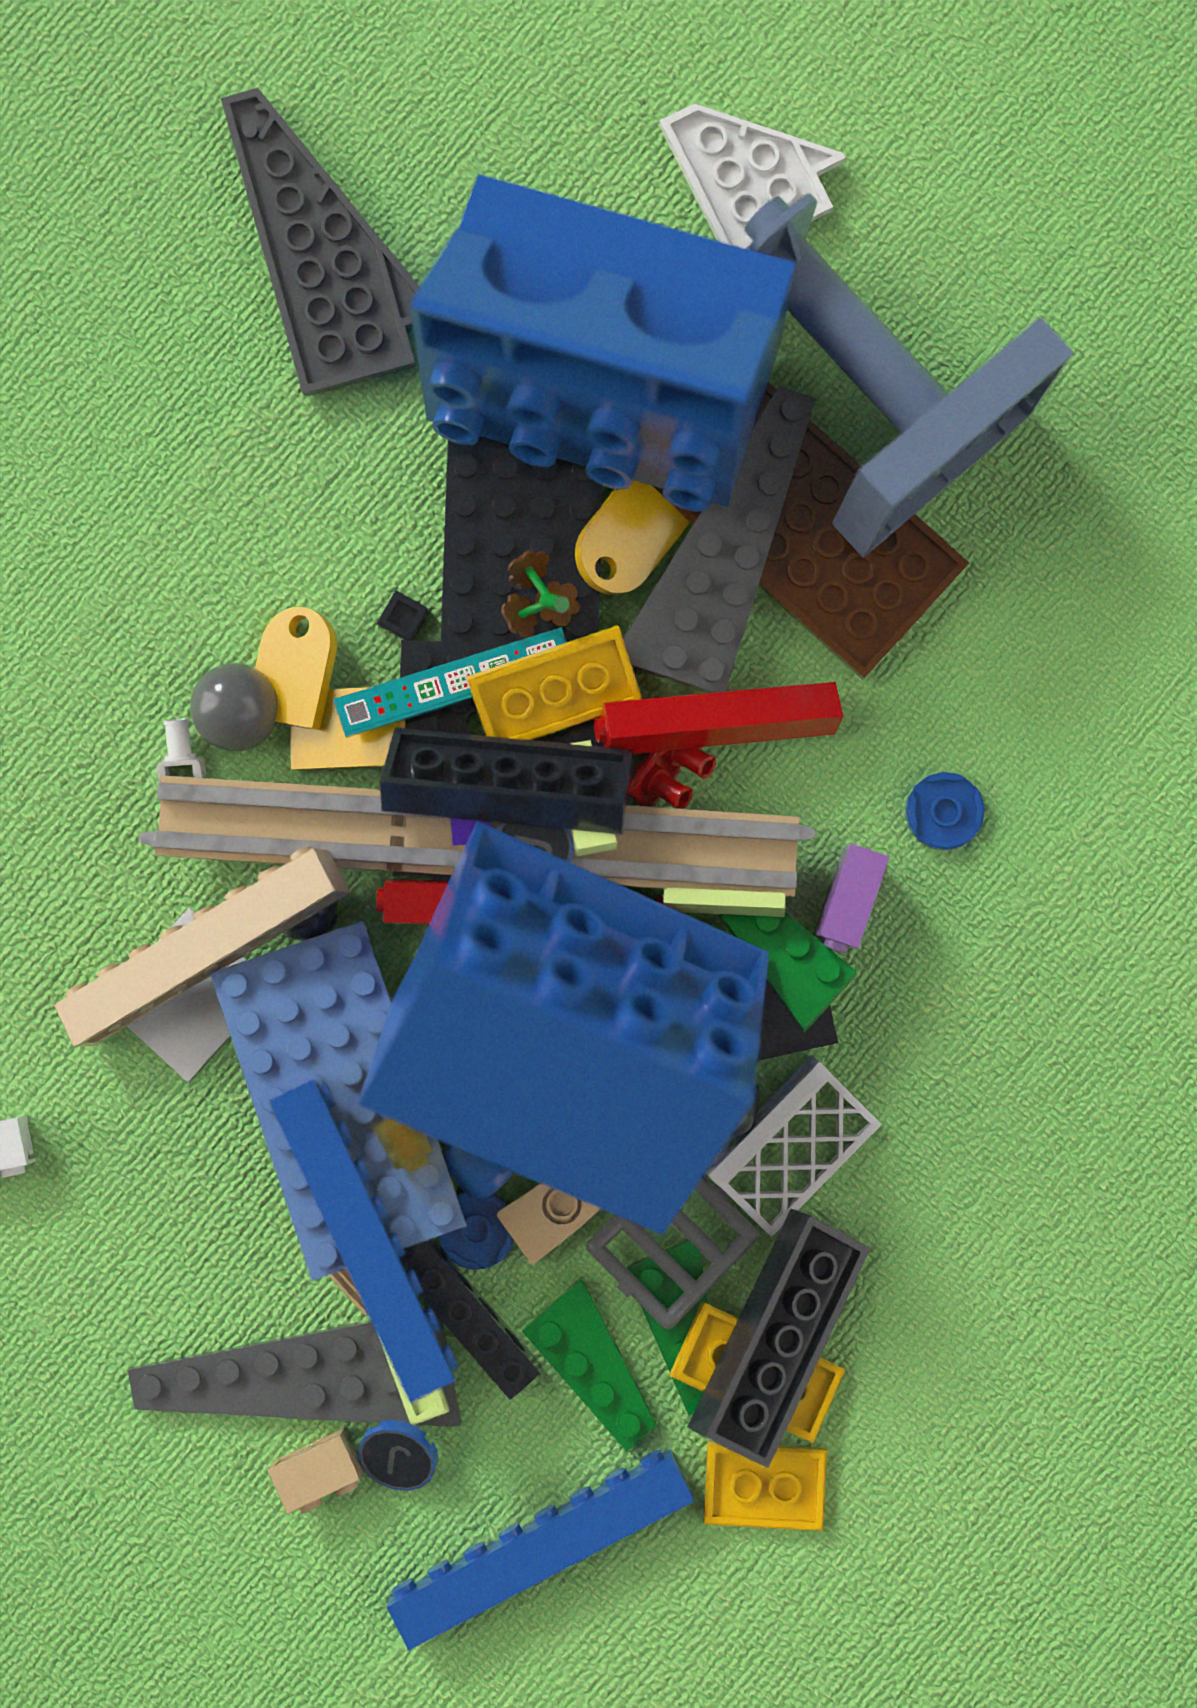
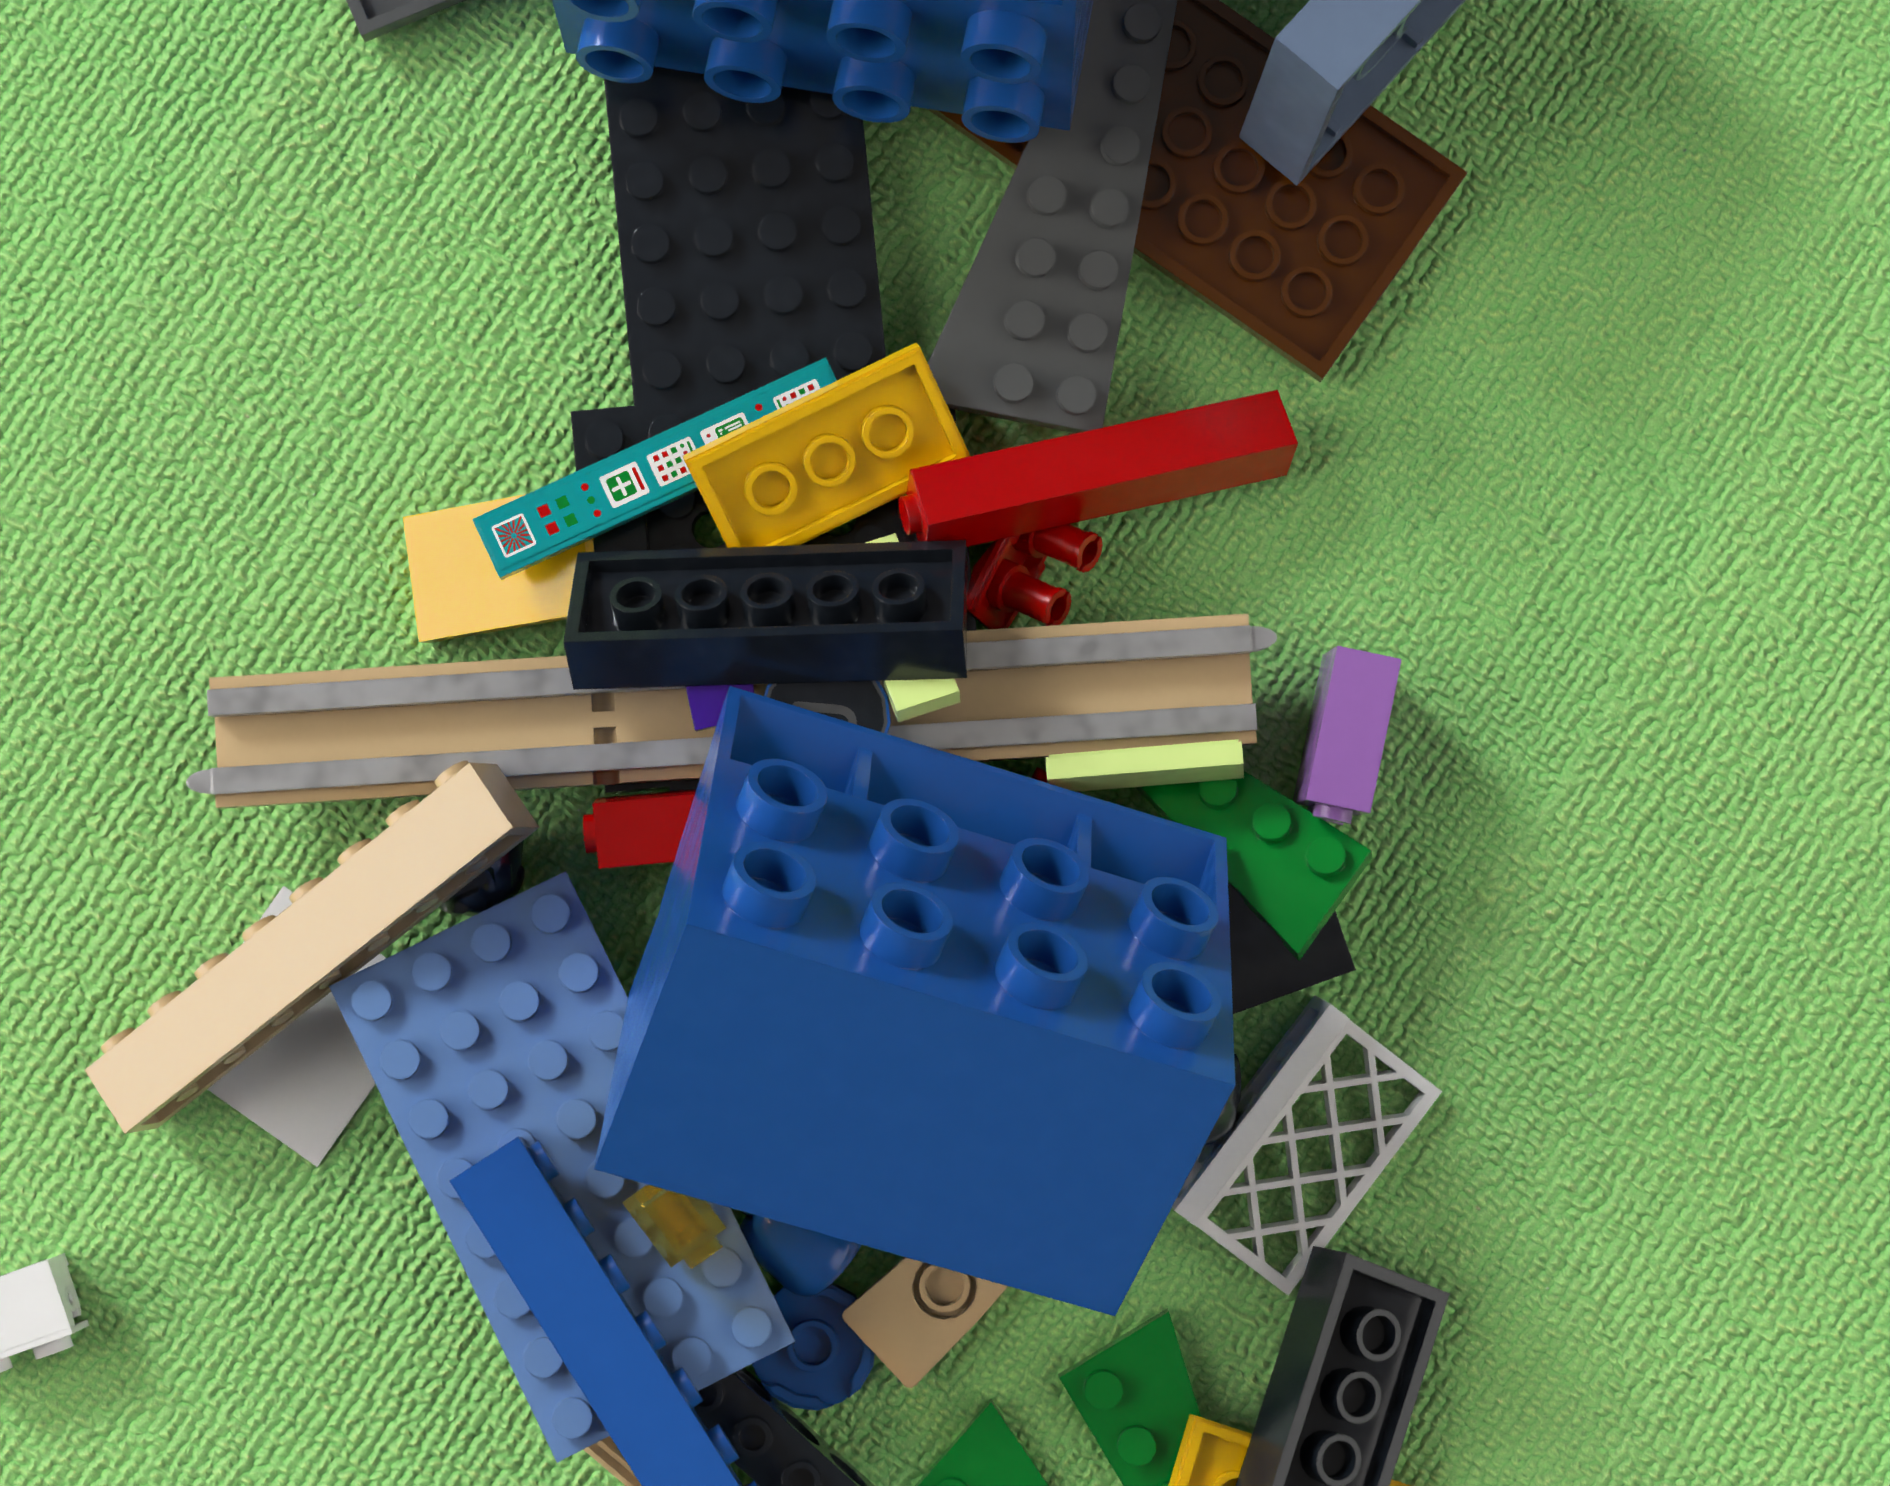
camera: 10 degrees left, 0 degrees up
(180, 749) = (236, 633): white piece -> none
(234, 707) = (315, 553): dark grey piece -> none
(298, 666) = (403, 484): yellow tile -> none
(403, 616) = (569, 374): black tile -> none
(554, 602) = (809, 317): reddish brown plant -> none
(629, 533) = (917, 195): yellow tile -> none
(692, 1288) = (1174, 1396): dark grey bar -> none
(944, 811) = (1478, 576): blue tile -> none

